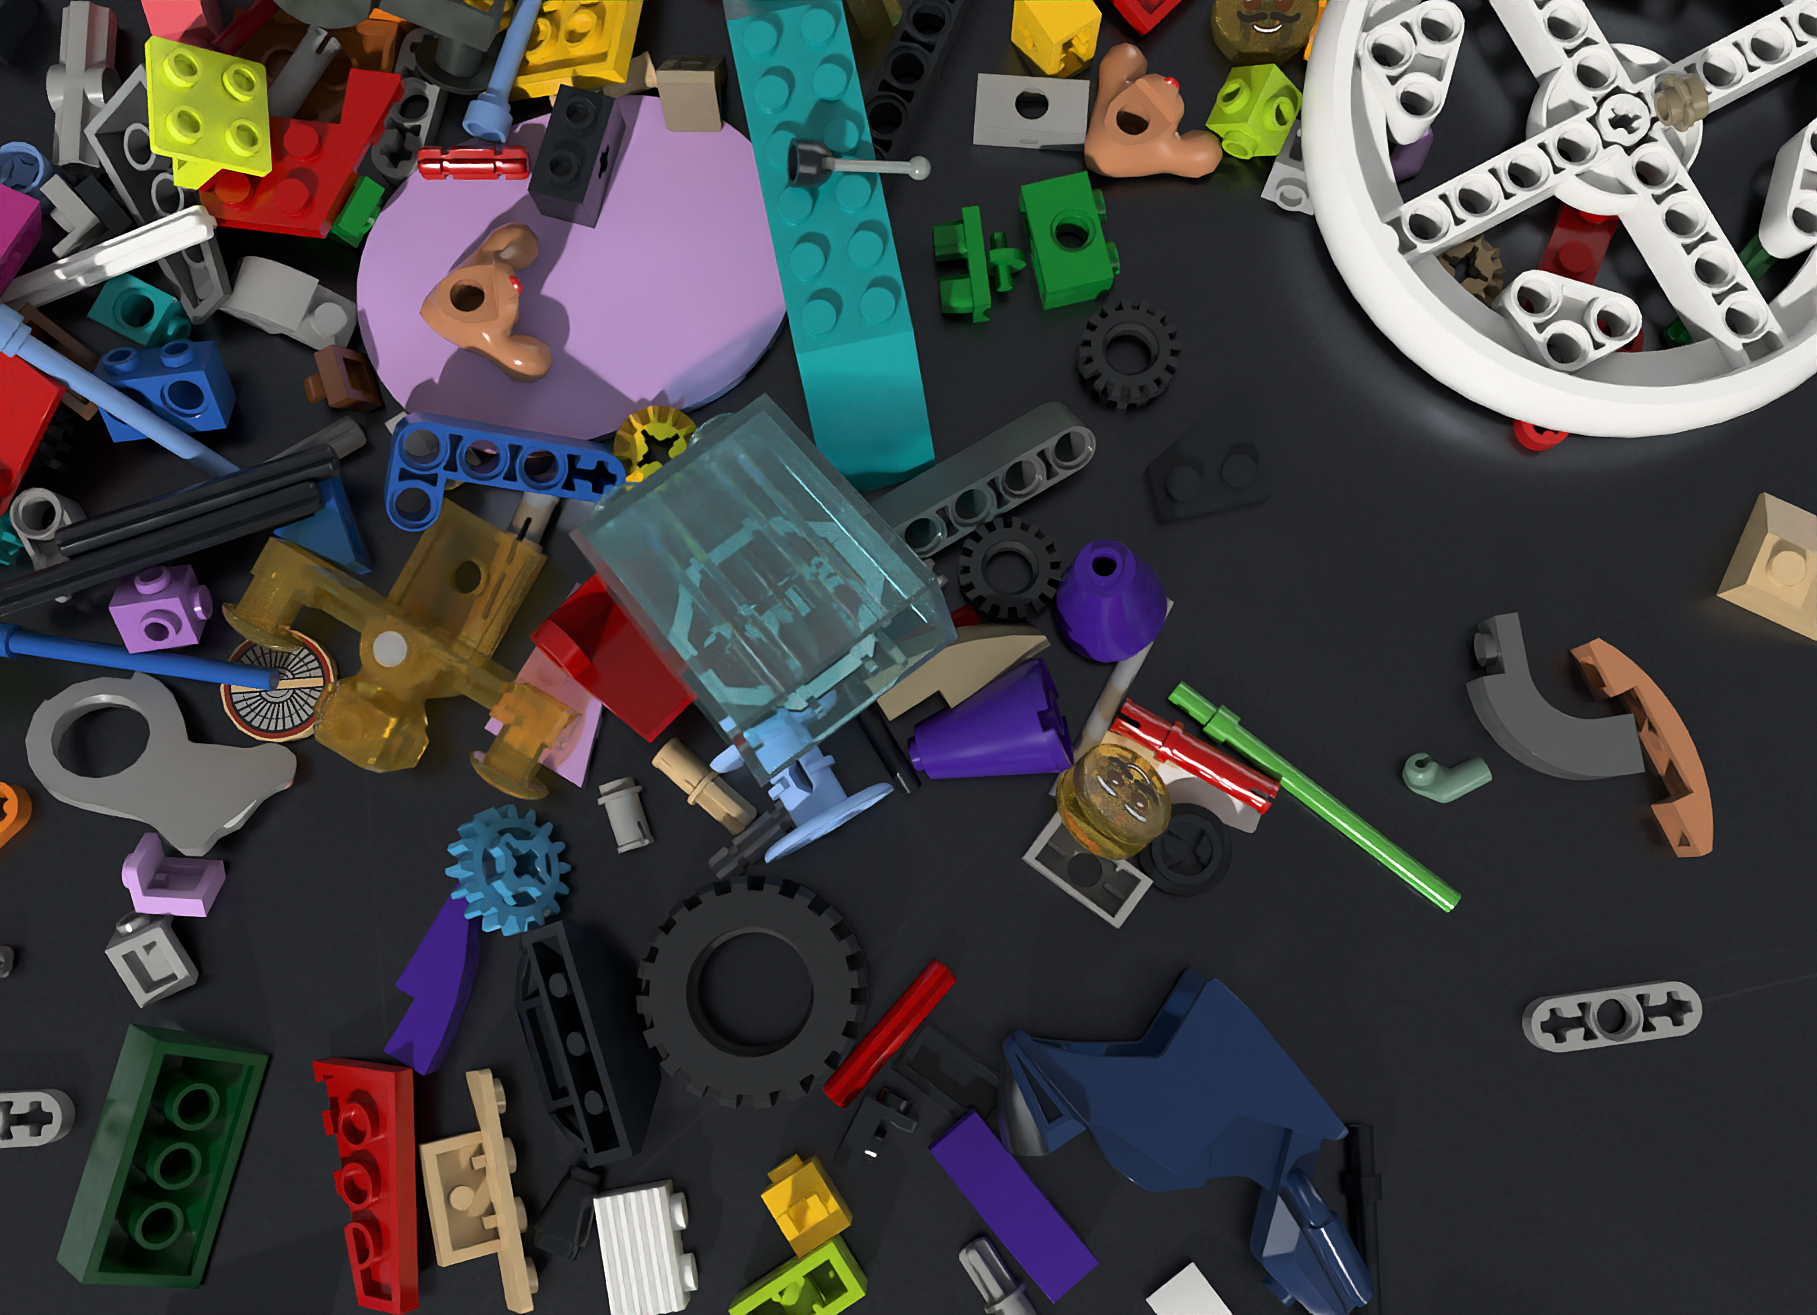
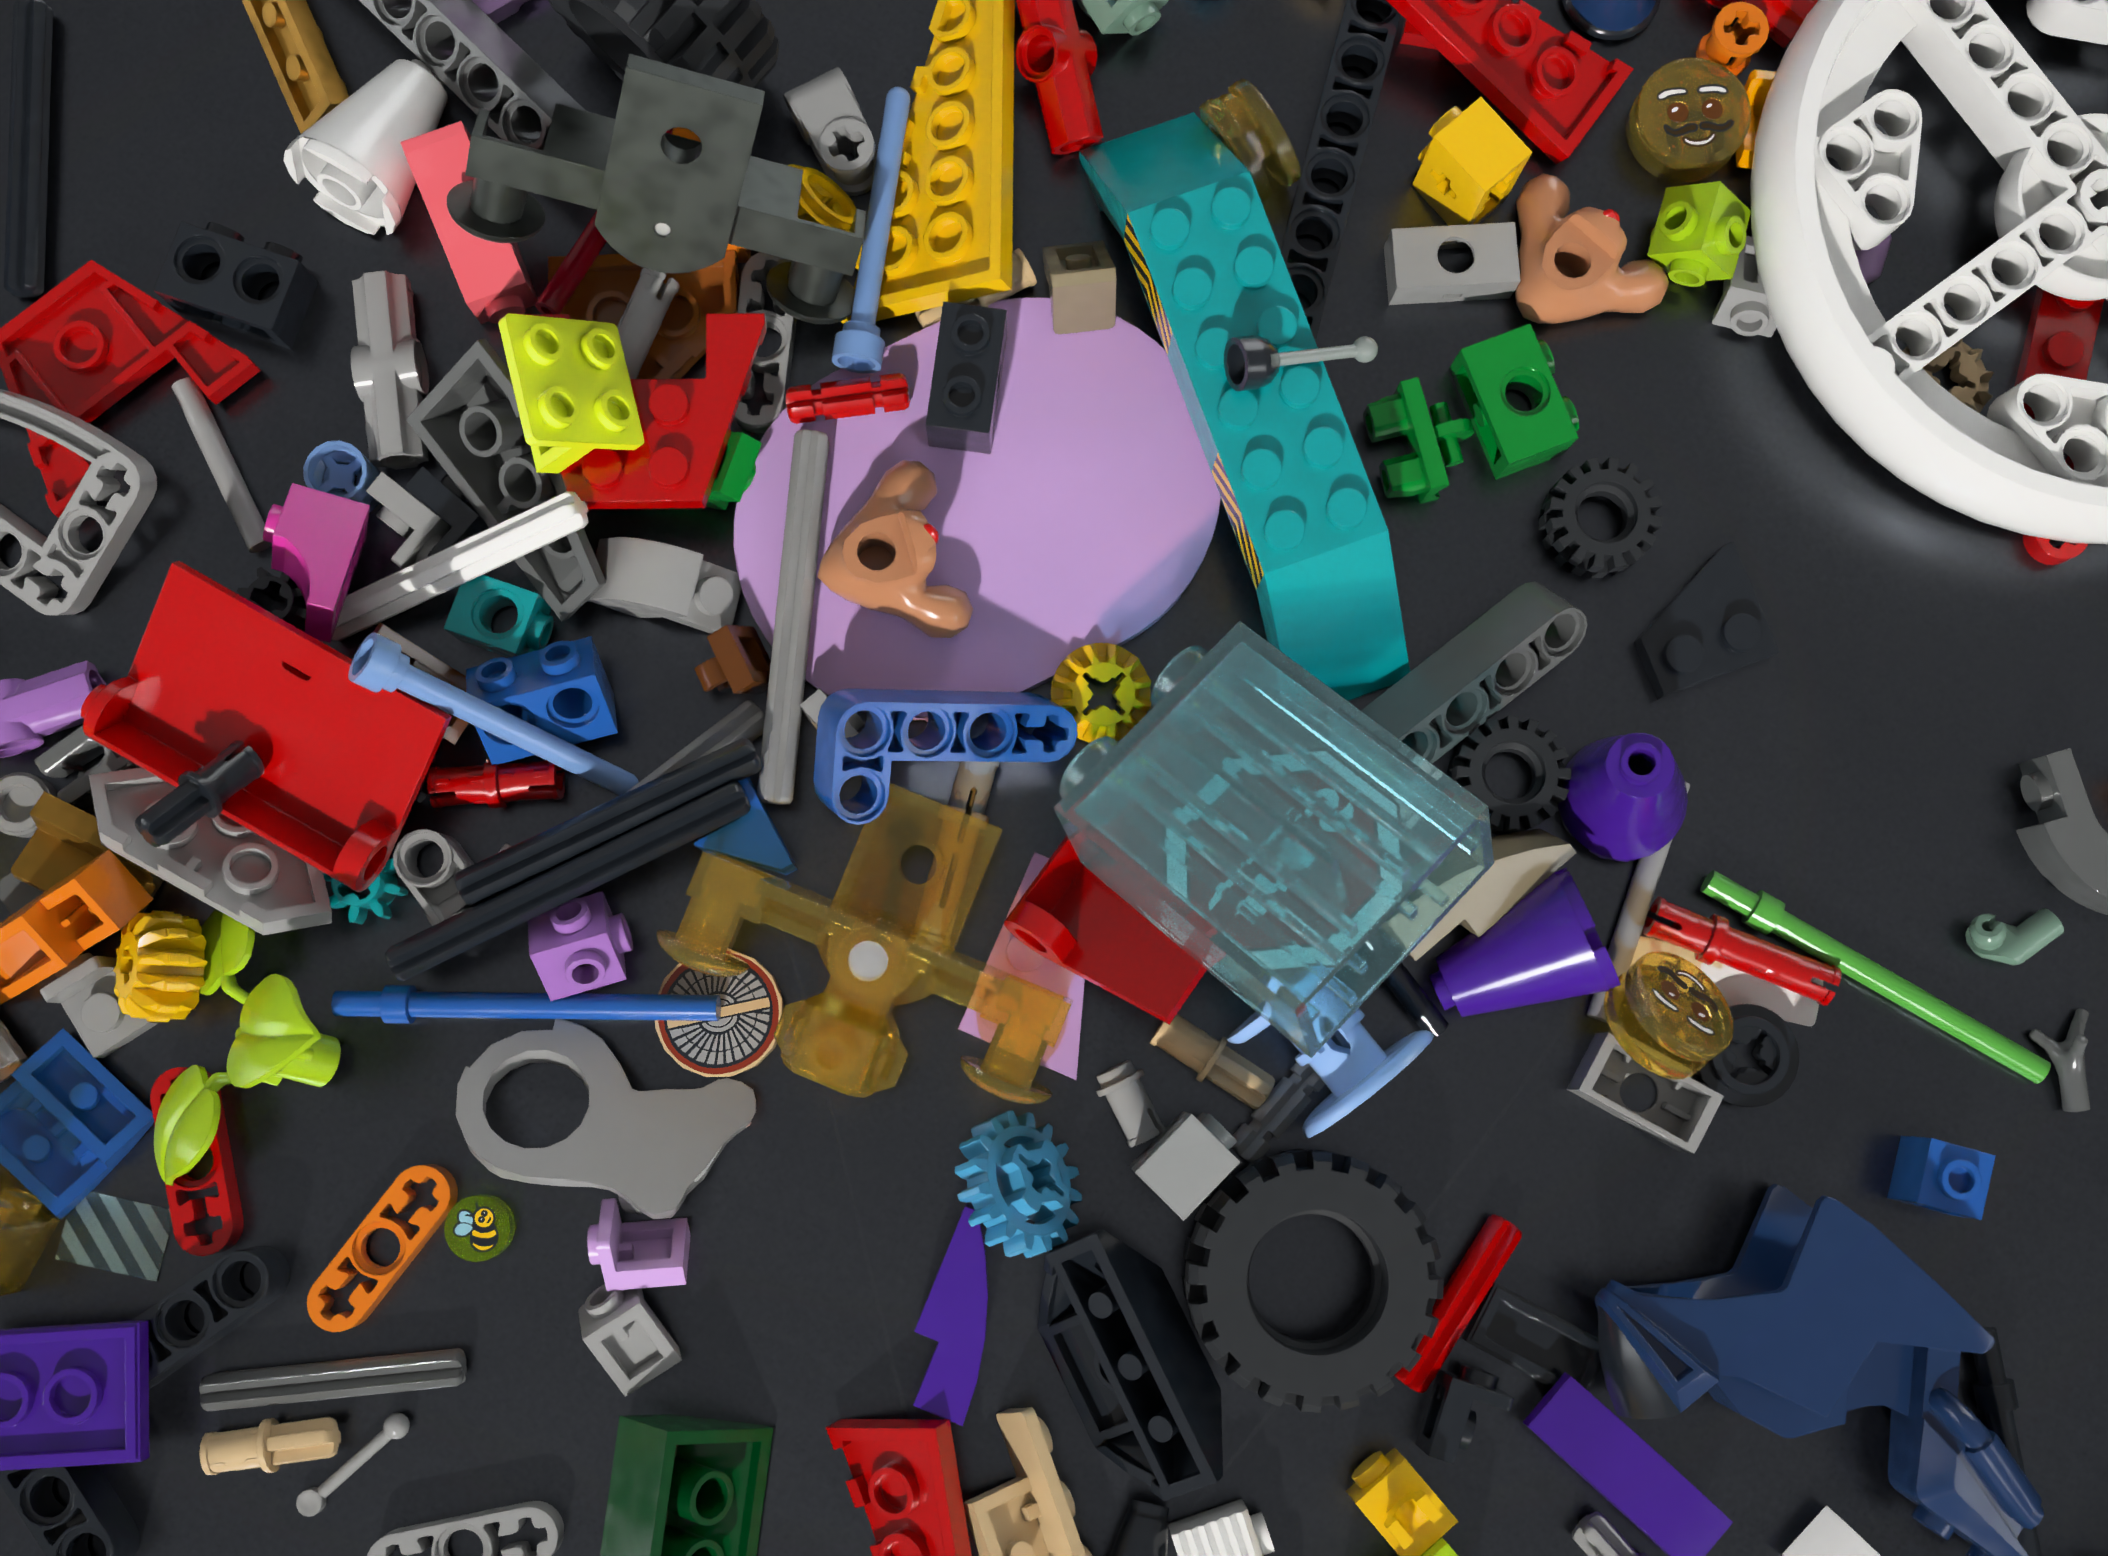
camera: 20 degrees left, 0 degrees up
(42, 843) = (479, 1227): none -> clear neon green tile
(116, 459) = (495, 783): none -> red pin
(395, 347) = (793, 617): none -> light grey axle
(656, 871) = (1187, 1161): none -> light grey brick
(1342, 982) = (1941, 1177): none -> blue brick
(1479, 897) = (2069, 1062): none -> dark grey bar

